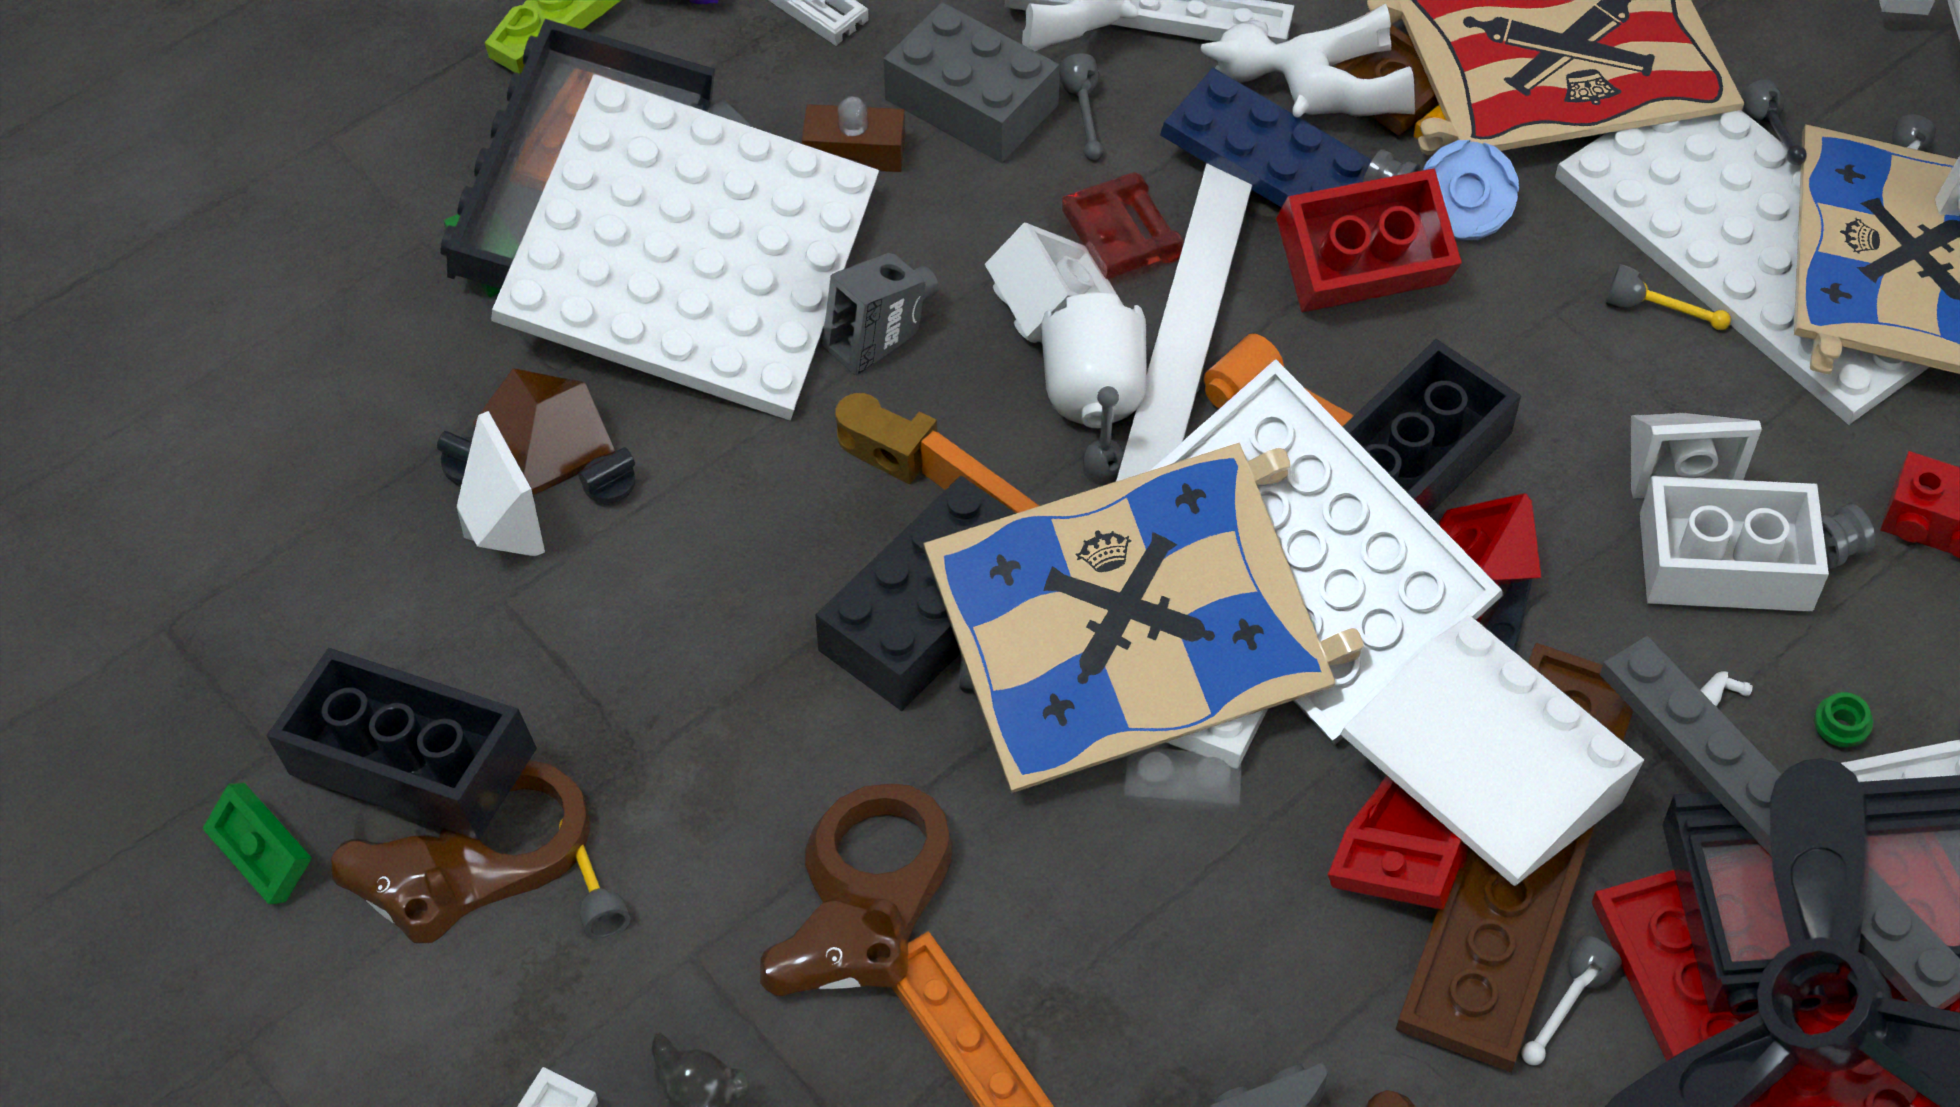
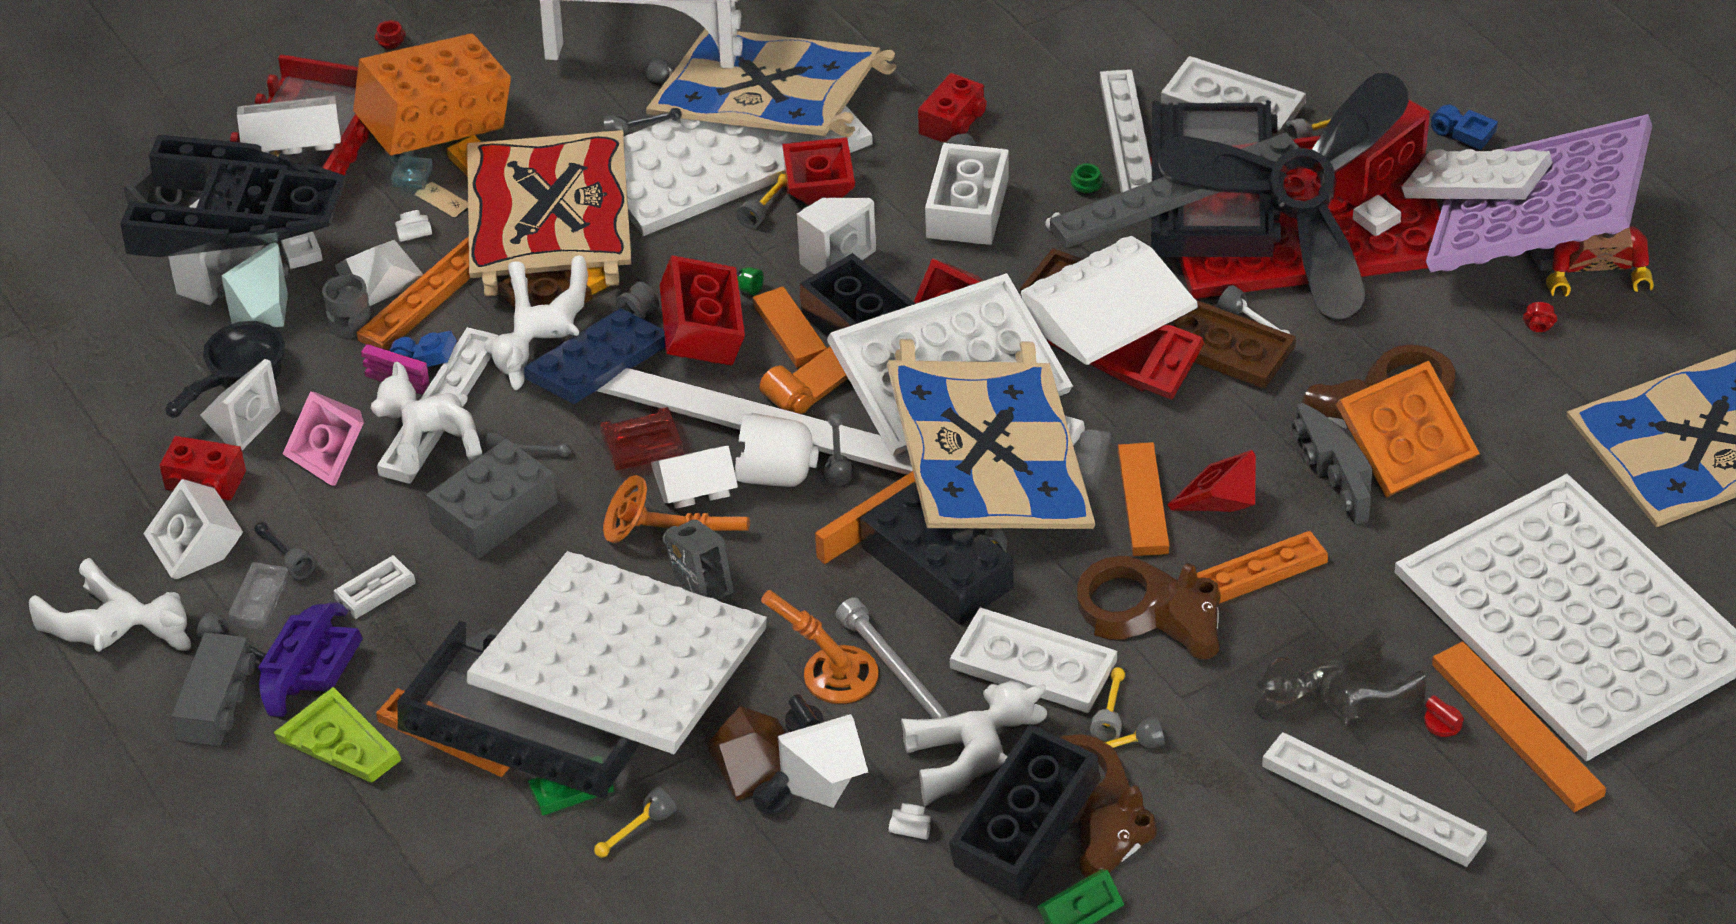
camera: 80 degrees left, 10 degrees down
(426, 623) = (910, 821): none -> white plate
(445, 338) = (656, 806): none -> hinge
(539, 690) = (1009, 707): none -> white animal
(619, 850) = (1107, 716): none -> light grey hinge
(706, 498) = (839, 665): none -> orange dish
(735, 744) = (1024, 653): none -> white plate
(805, 511) = (855, 617): none -> light grey piece
(857, 133) = (522, 568): reddish brown piece -> none
(882, 436) = (802, 570): pearl gold leg -> none
(963, 232) = (636, 514): none -> orange dish
(1104, 865) = (1143, 499): none -> orange tile
(1125, 966) = (1220, 486): none -> red slope
(1365, 376) = (789, 326): none -> orange tile
(1476, 187) = (649, 260): light blue tile -> none
(1482, 294) = (750, 280): none -> green hinge
(1572, 378) = (834, 230): none -> white slope
(1690, 447) = (895, 197): white slope -> none
(1719, 338) = (818, 169): none -> red slope

